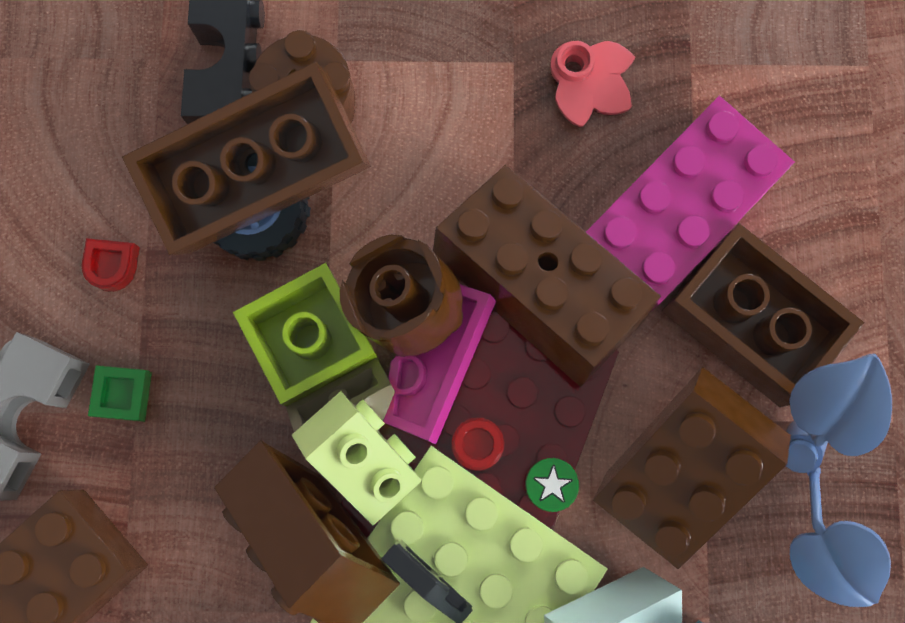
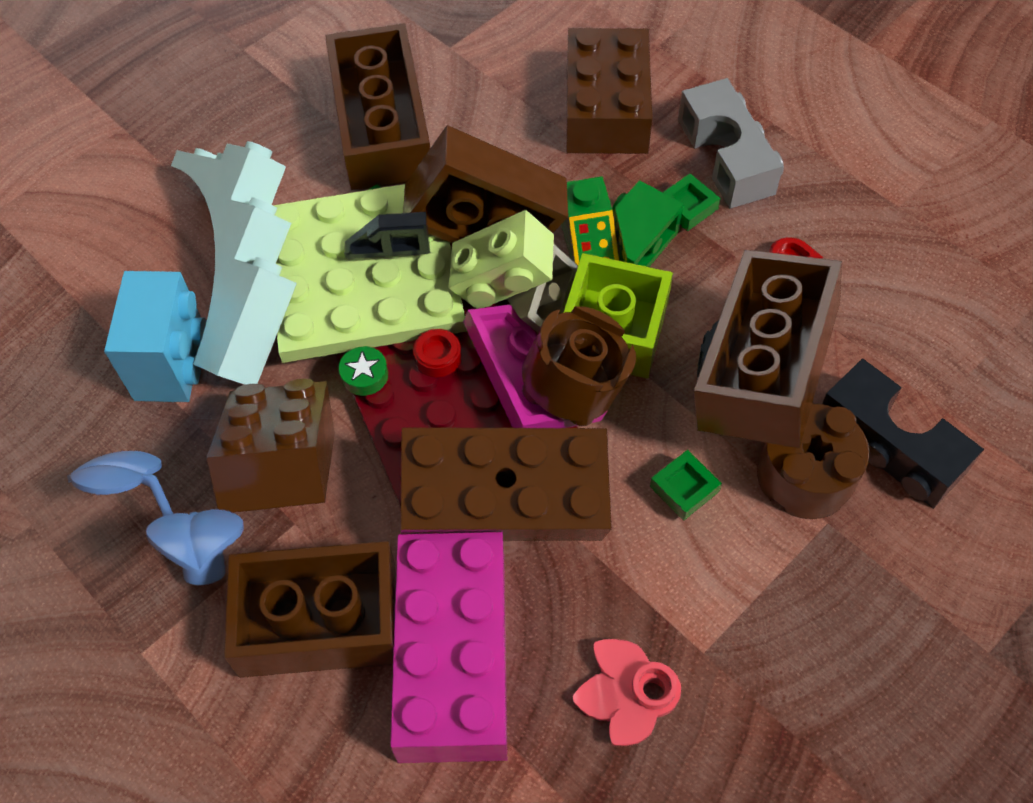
camera: 135 degrees right, 20 degrees down
(189, 404) = (645, 223): none -> green slope
(228, 441) = (589, 220): none -> green slope
(405, 166) = (685, 485): none -> green plate

